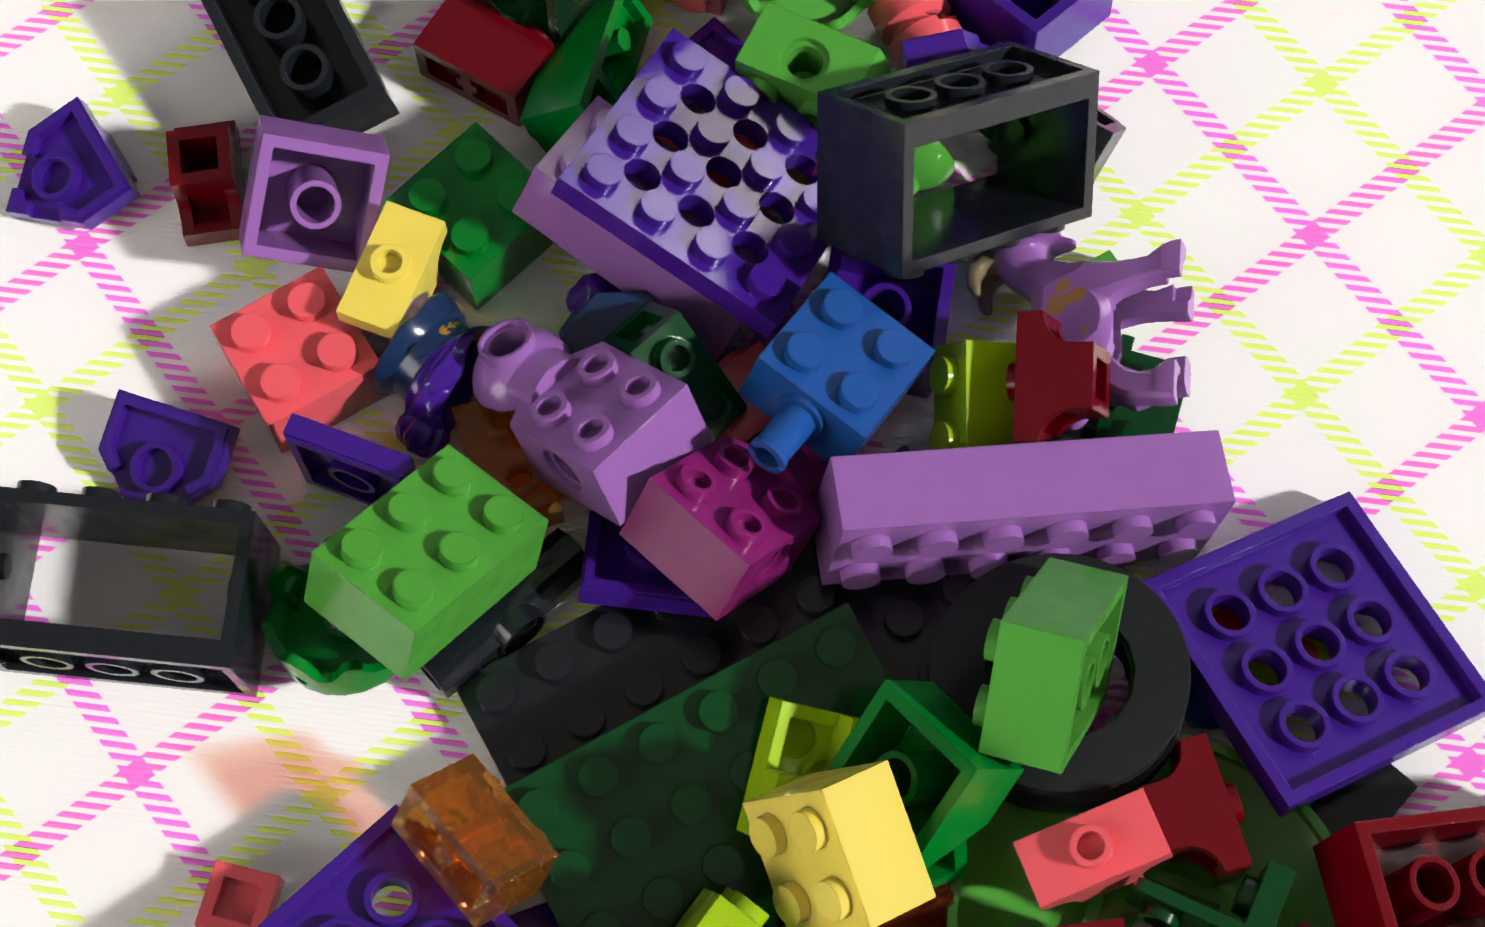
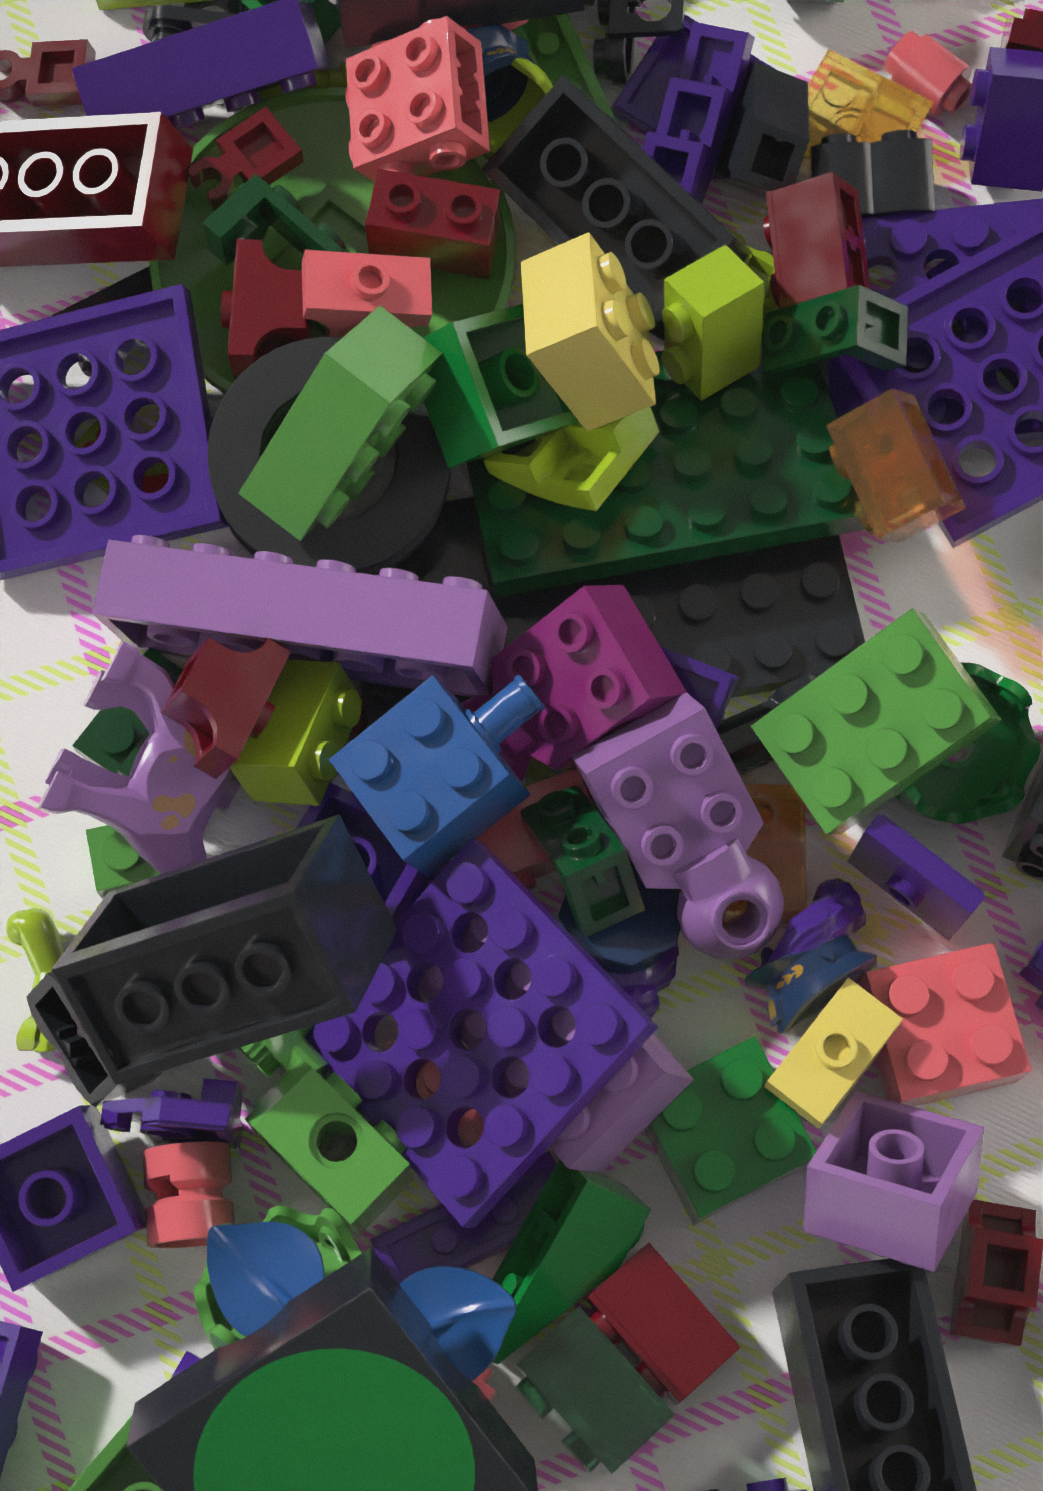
camera: 165 degrees left, 5 degrees up
(1130, 186) = (43, 947): none -> lime arm

